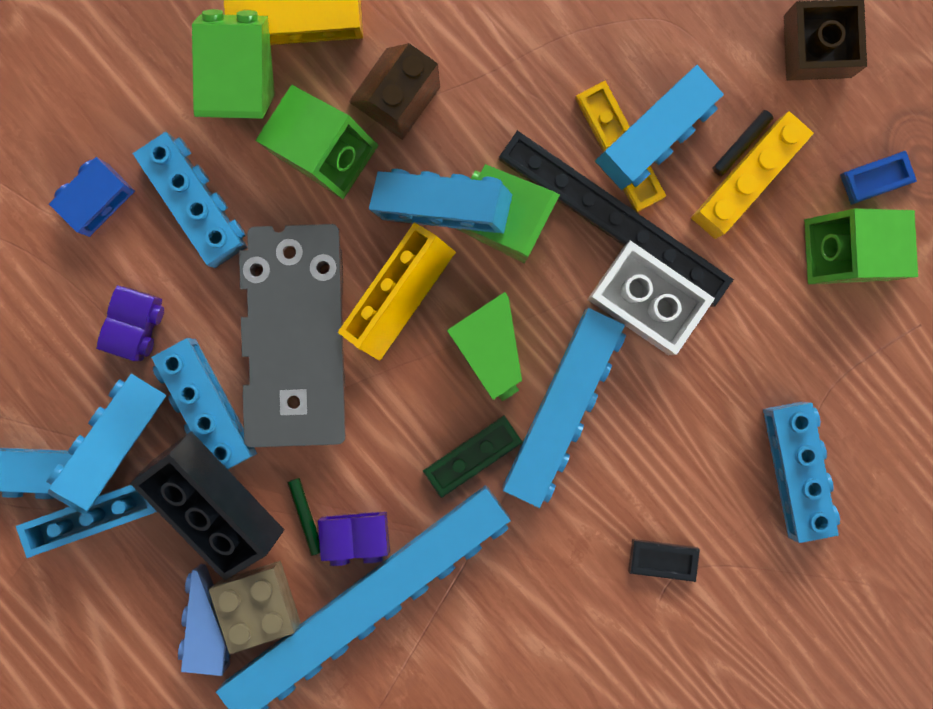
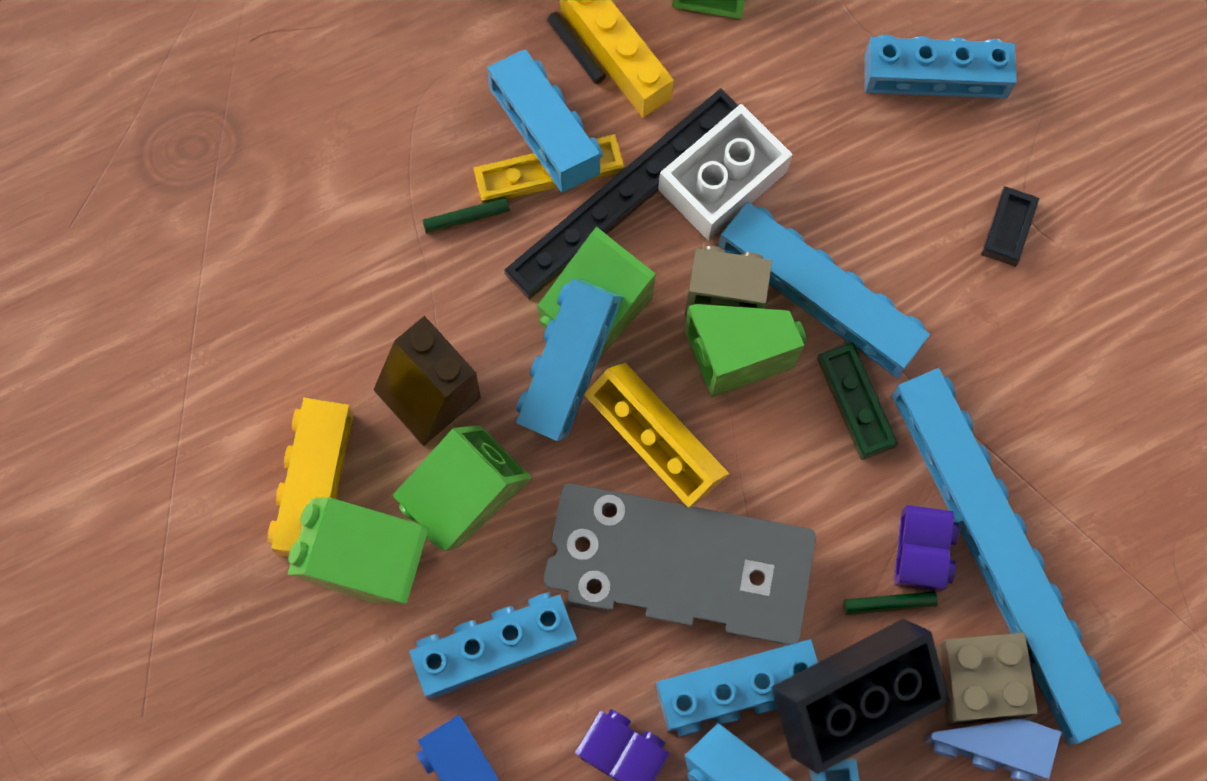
camera: 80 degrees left, 15 degrees down
(541, 322) = (728, 279): none -> dark tan brick
(560, 85) = (466, 215): none -> dark green piece

